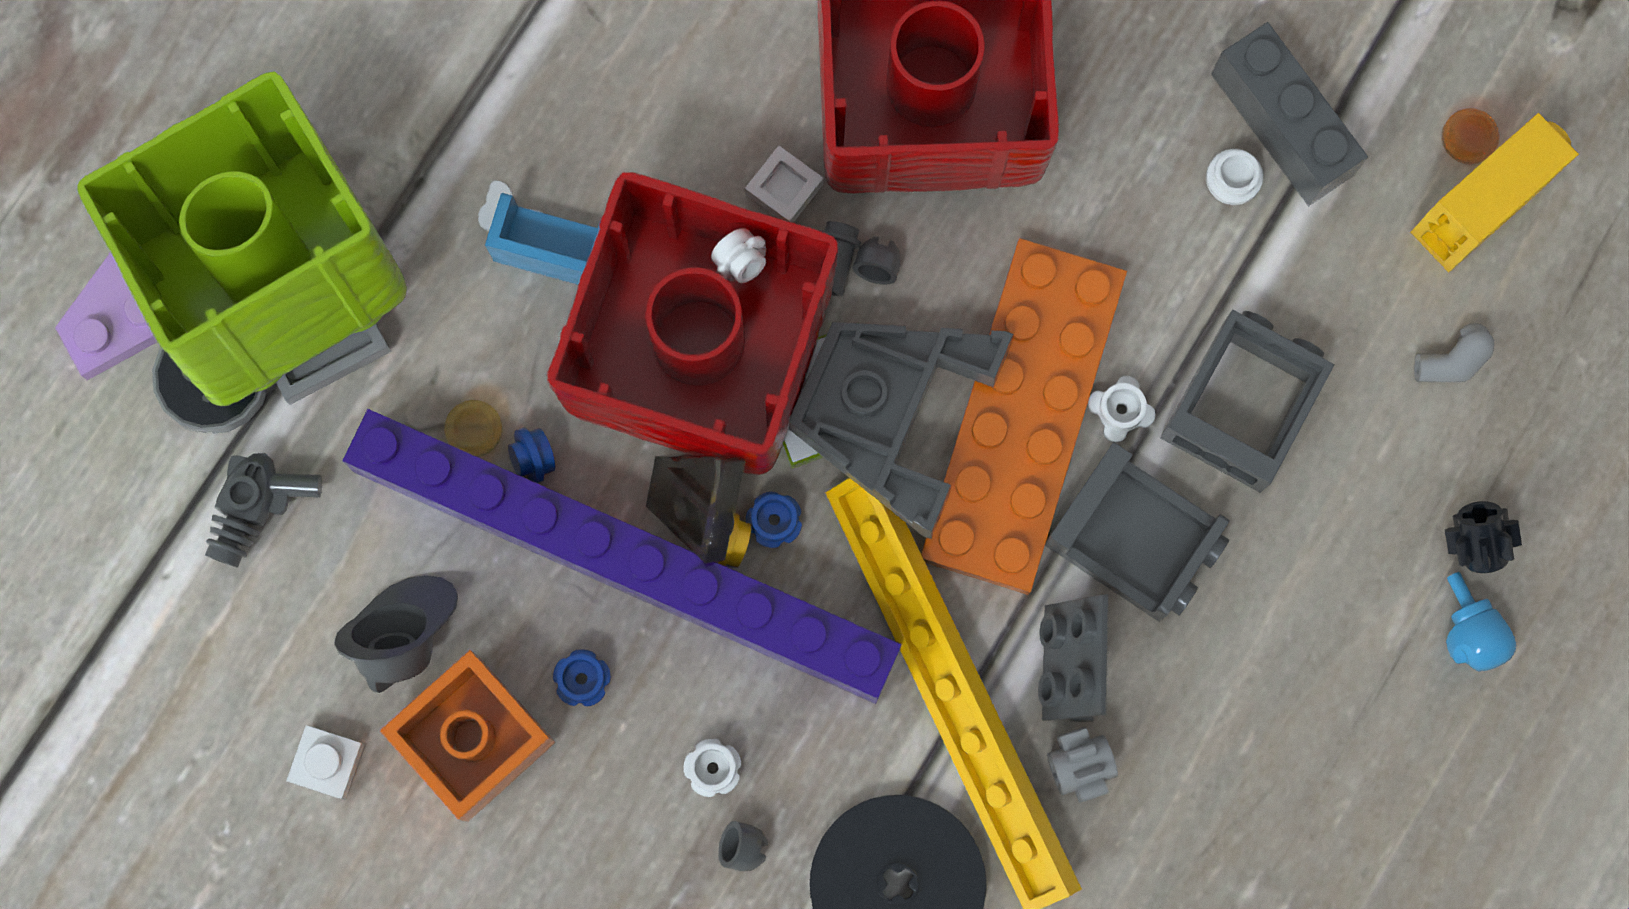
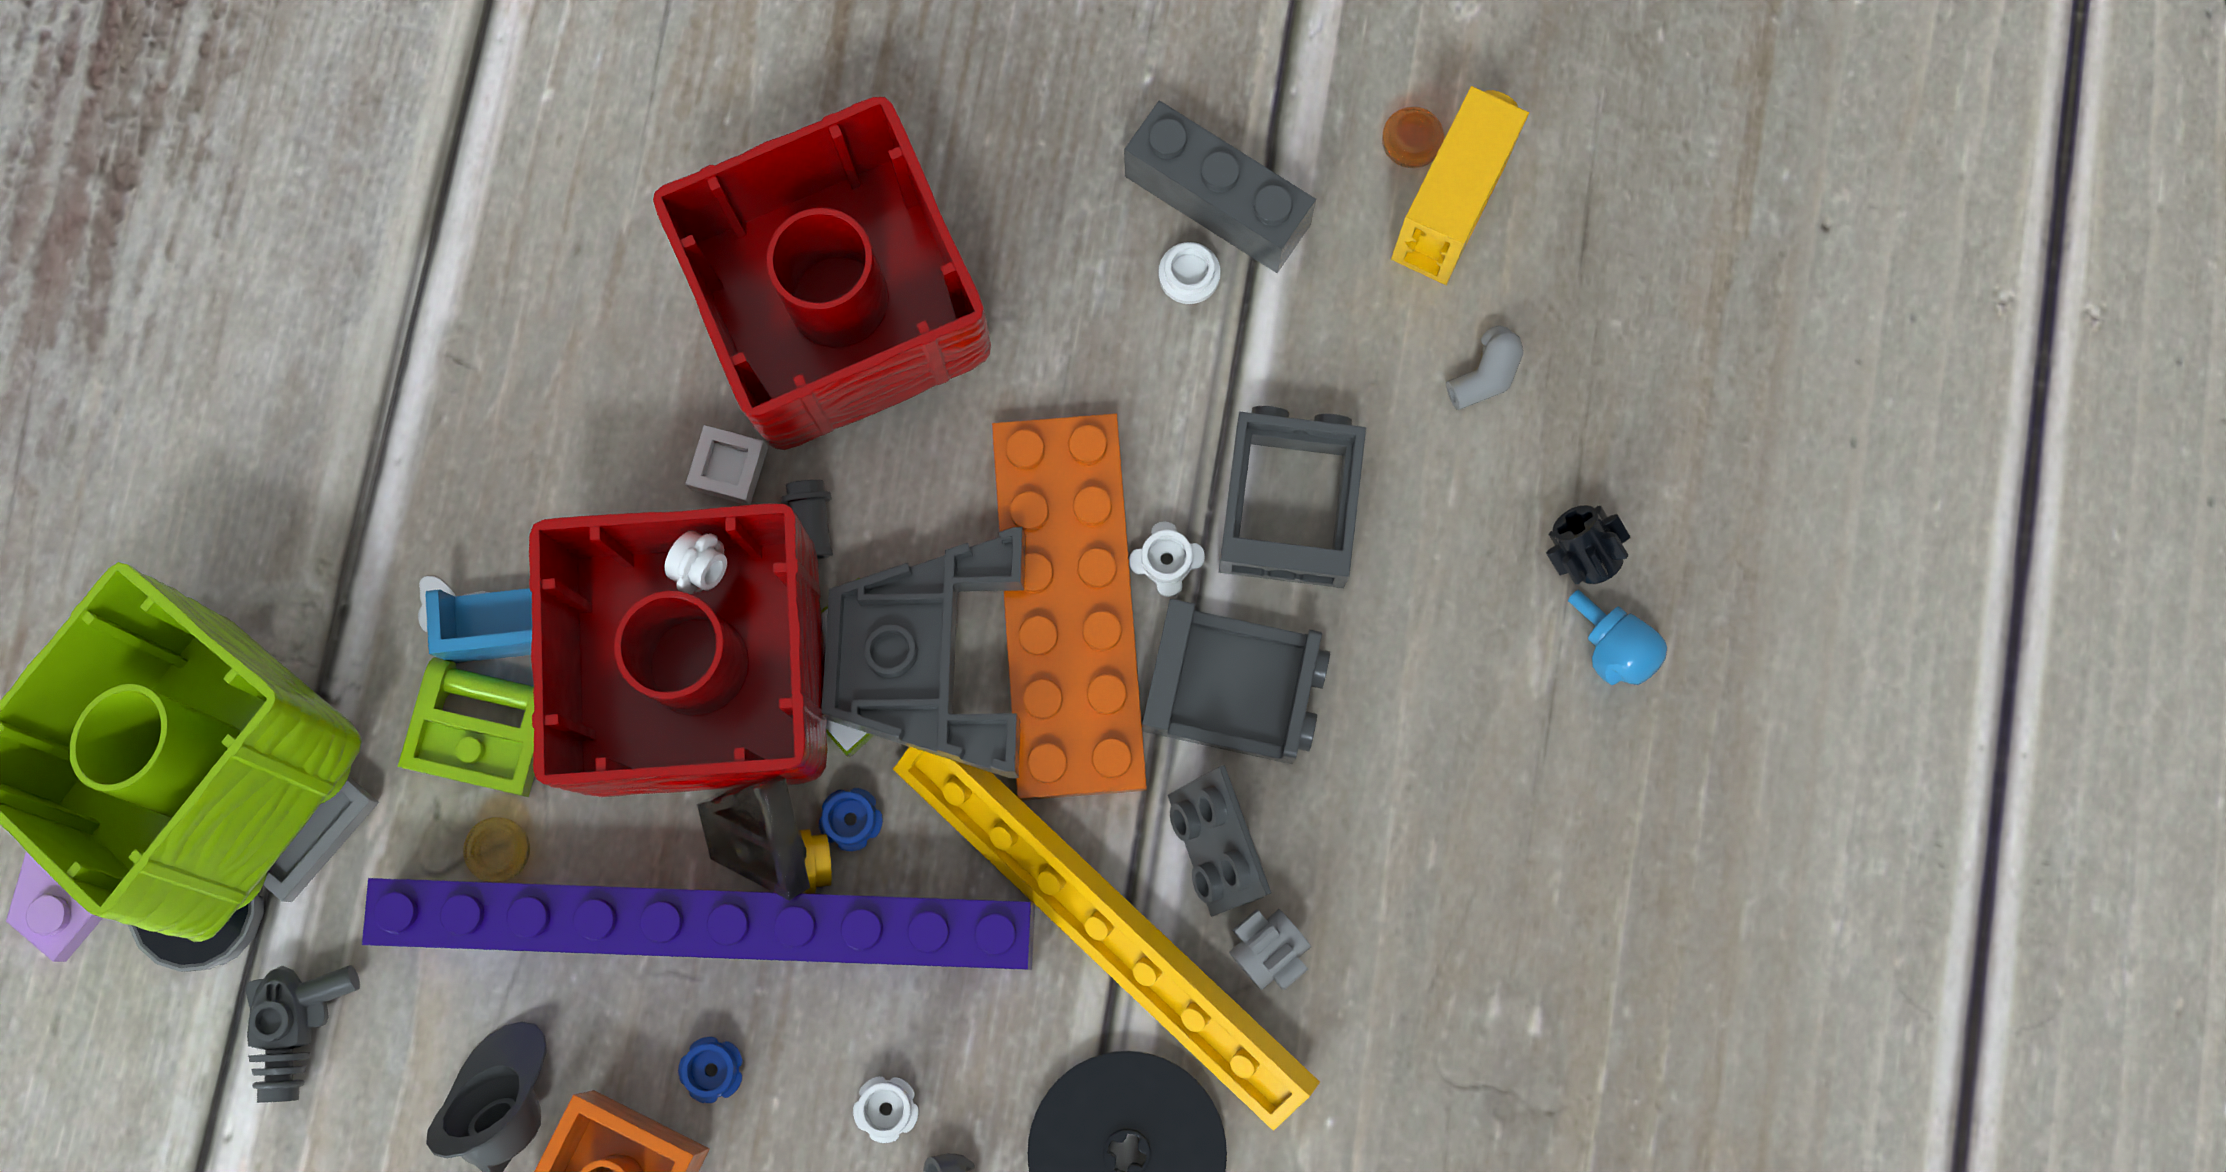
camera: 15 degrees left, 0 degrees up
(485, 336) = (467, 746): none -> lime plate
(531, 454) = (567, 853): blue plate -> none
(878, 262) = (855, 506): dark grey hinge -> none

